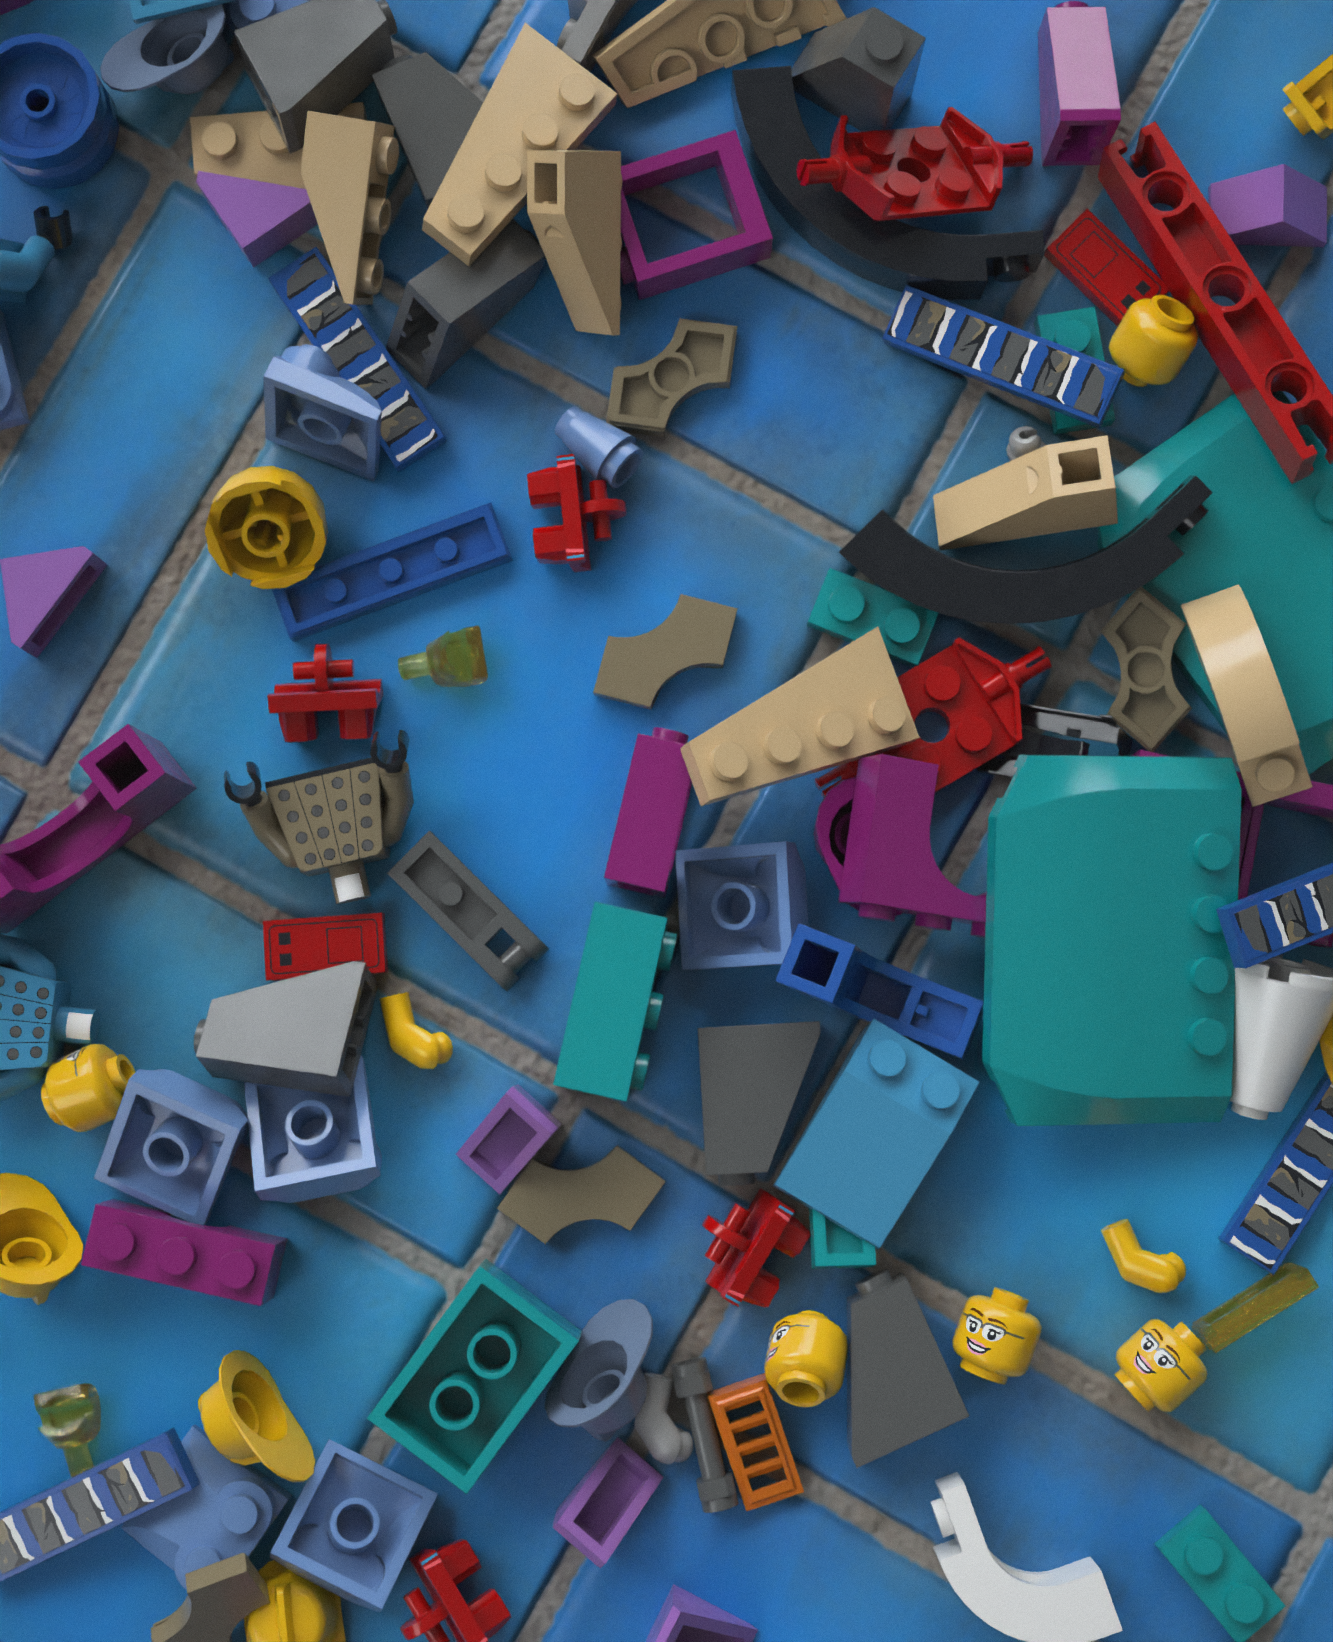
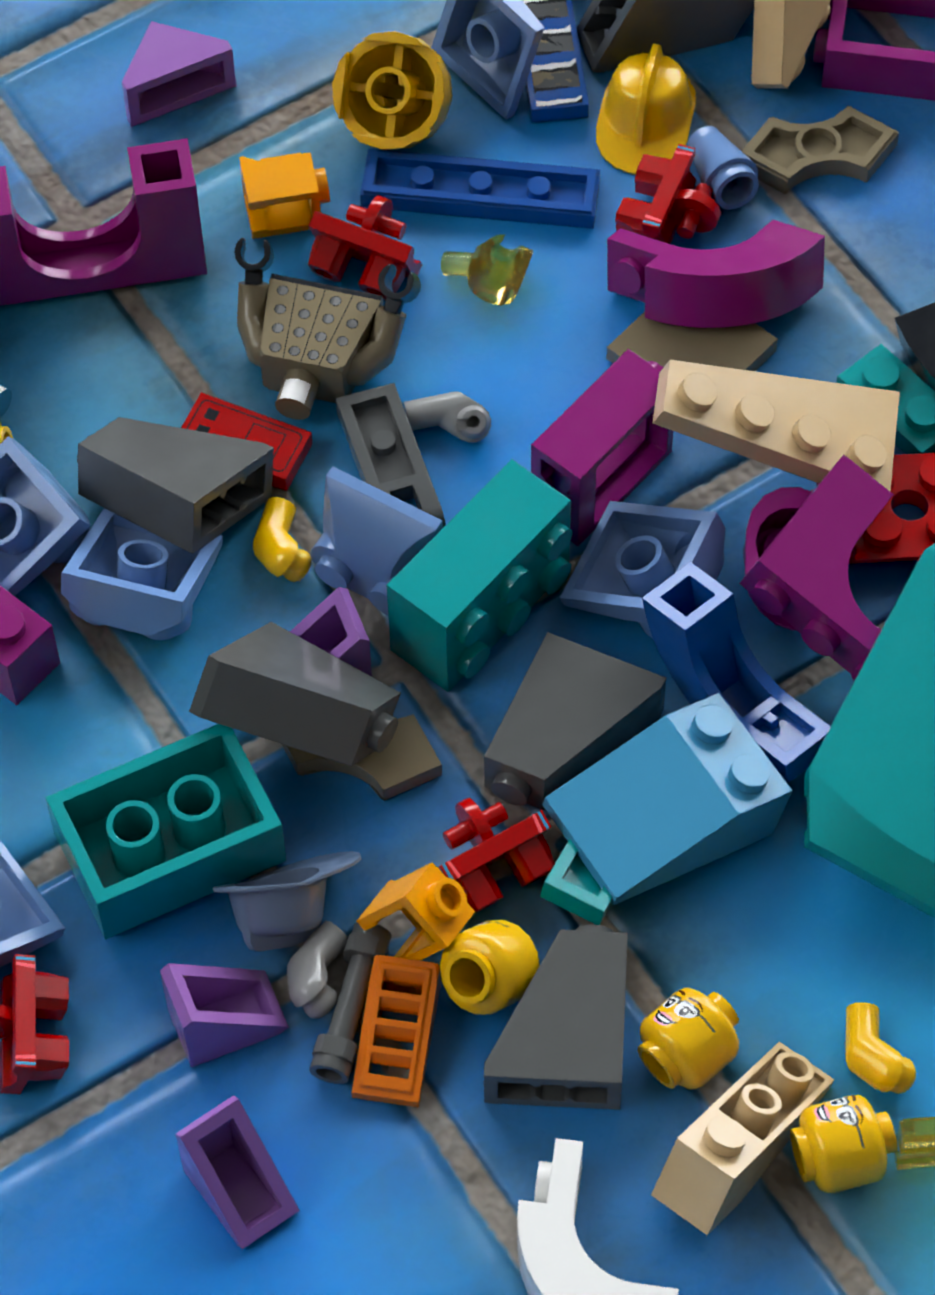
camera: 25 degrees right, 25 degrees down
(221, 675) = (282, 193): none -> light orange window
(491, 825) = (451, 412): none -> light grey arm
(492, 1016) = (367, 537): none -> medium blue slope
(498, 415) = (645, 110): none -> yellow piece
(523, 1209) = (296, 696): none -> dark grey slope
(670, 590) = (718, 286): none -> magenta arch
(726, 1344) = (430, 903): none -> light orange window
(1077, 1392) = (738, 1137): none -> tan slope

